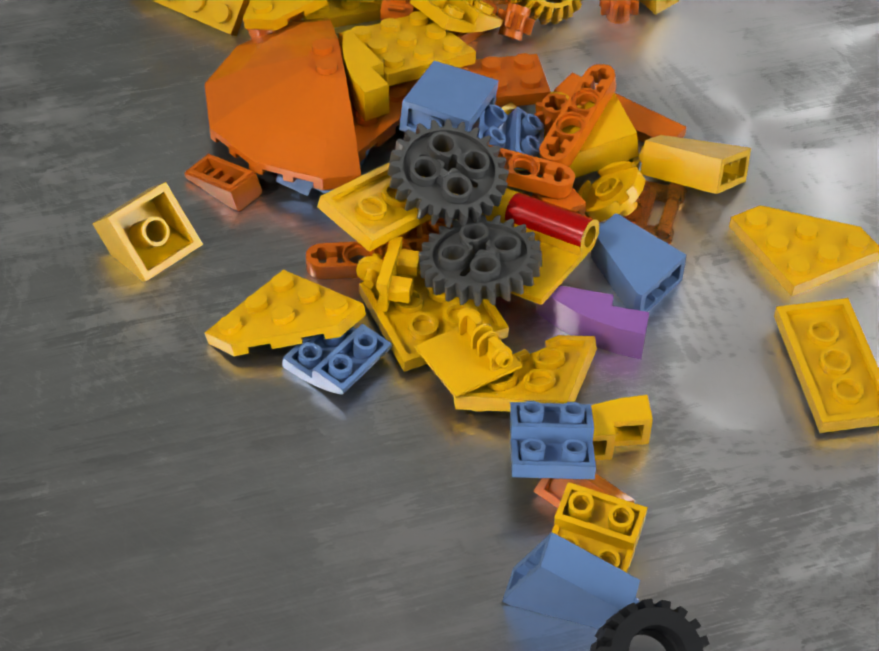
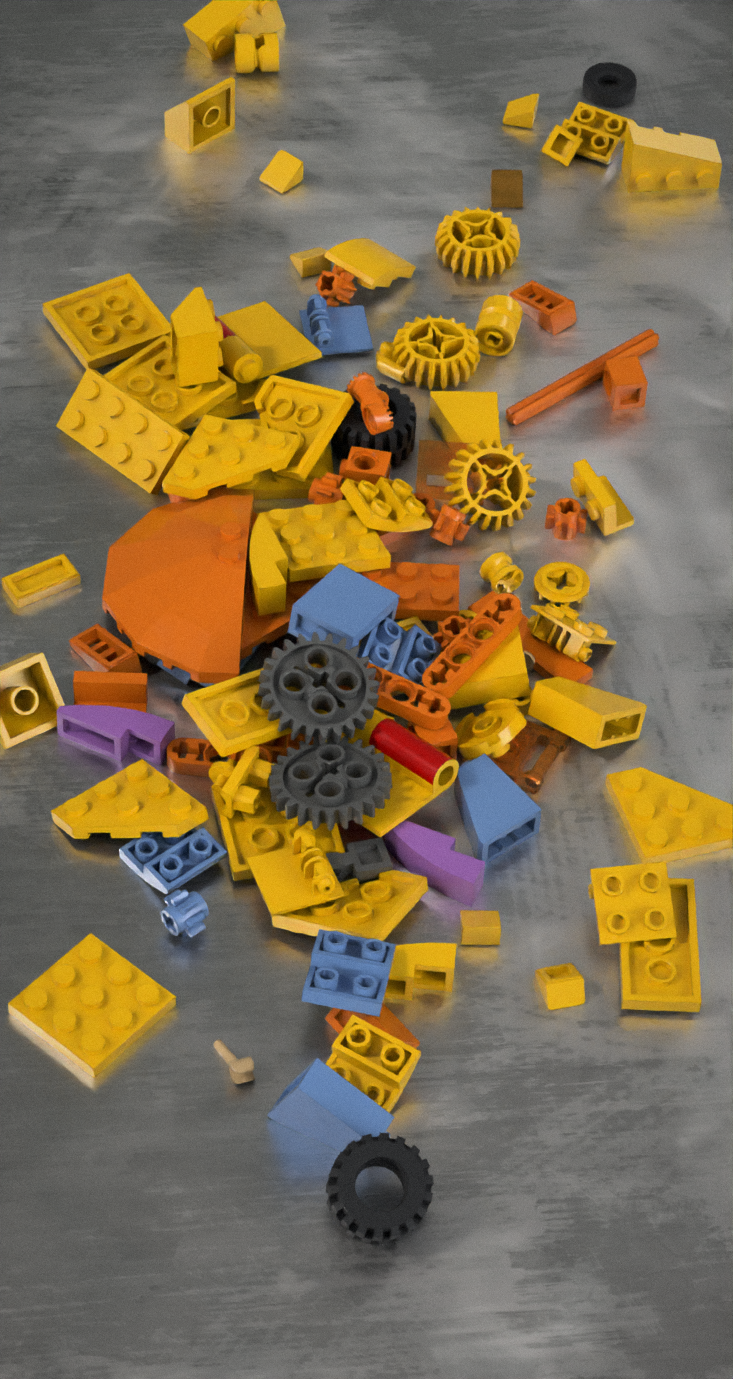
camera: 10 degrees right, 0 degrees up
(144, 124) = (40, 580): none -> yellow tile
(238, 220) = (111, 689): none -> orange panel
(252, 247) = (116, 731): none -> medium lavender slope
(292, 518) = (92, 1005): none -> yellow plate
(365, 409) = (184, 913): none -> medium blue gear
(462, 558) = (239, 1069): none -> tan hand
(527, 330) = (362, 859): none -> dark grey plate
(575, 56) = (501, 573): none -> yellow wheel
(638, 92) = (564, 629): none -> yellow hinge
(645, 58) = (553, 574): none -> yellow gear
(658, 376) = (480, 927): none -> yellow slope
(754, 420) = (561, 986): none -> yellow slope
(803, 328) = (632, 903): none -> yellow hinge

